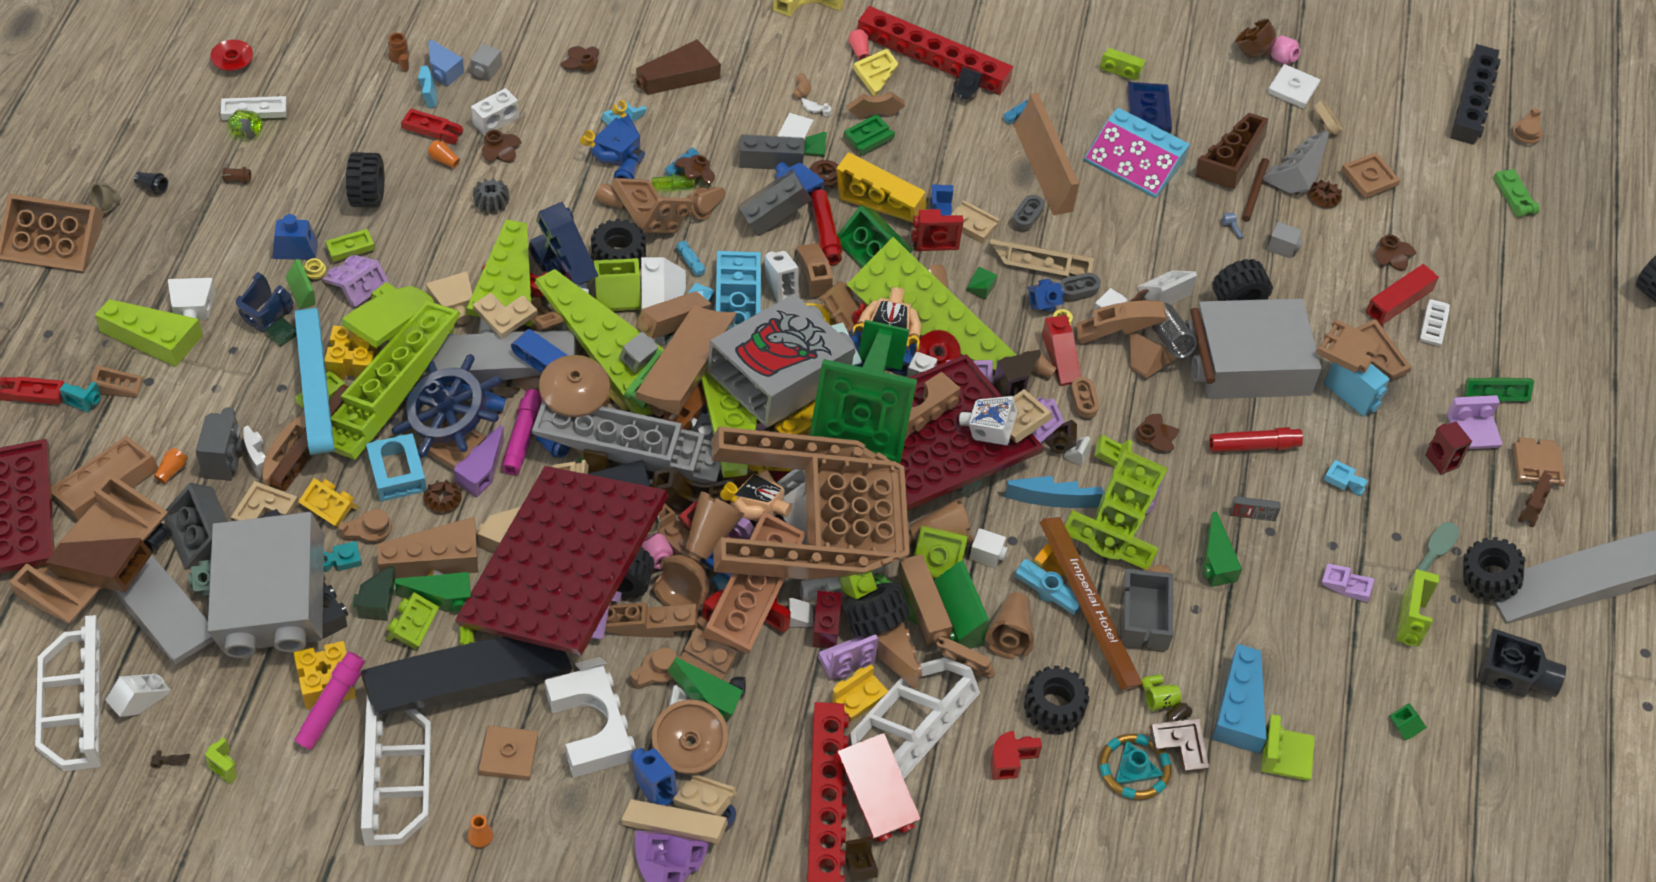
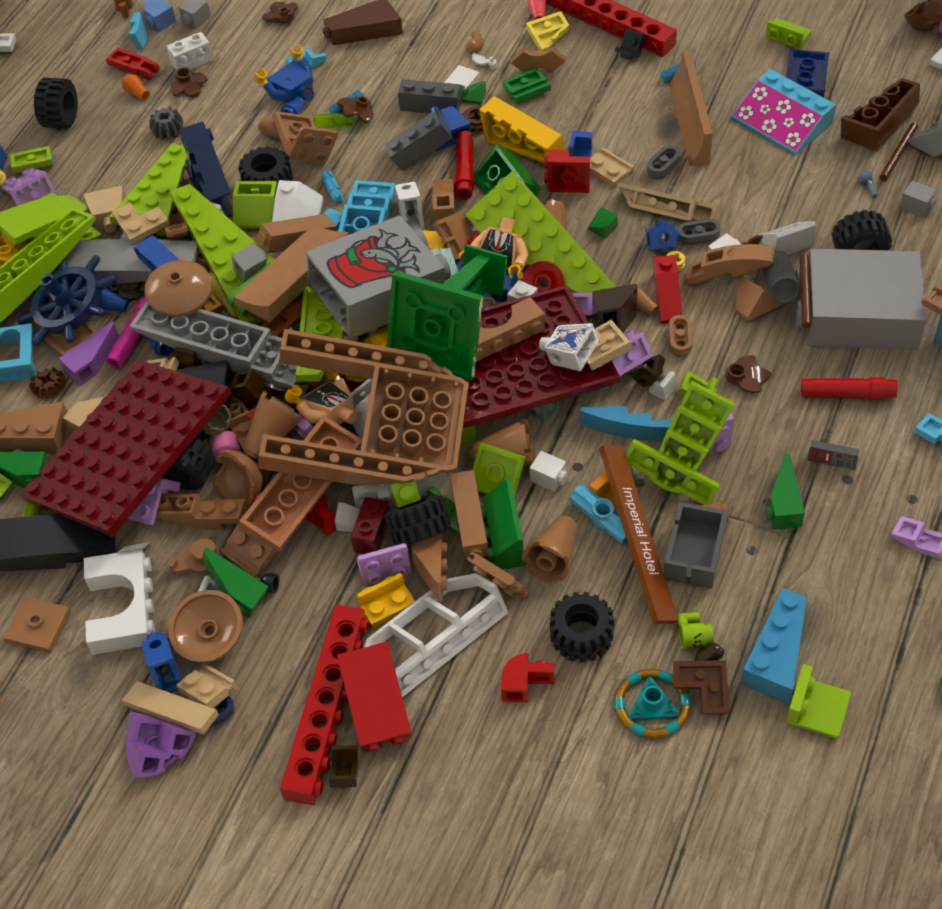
camera: 20 degrees right, 0 degrees up
(705, 200) = (355, 136): medium nougat piece -> none

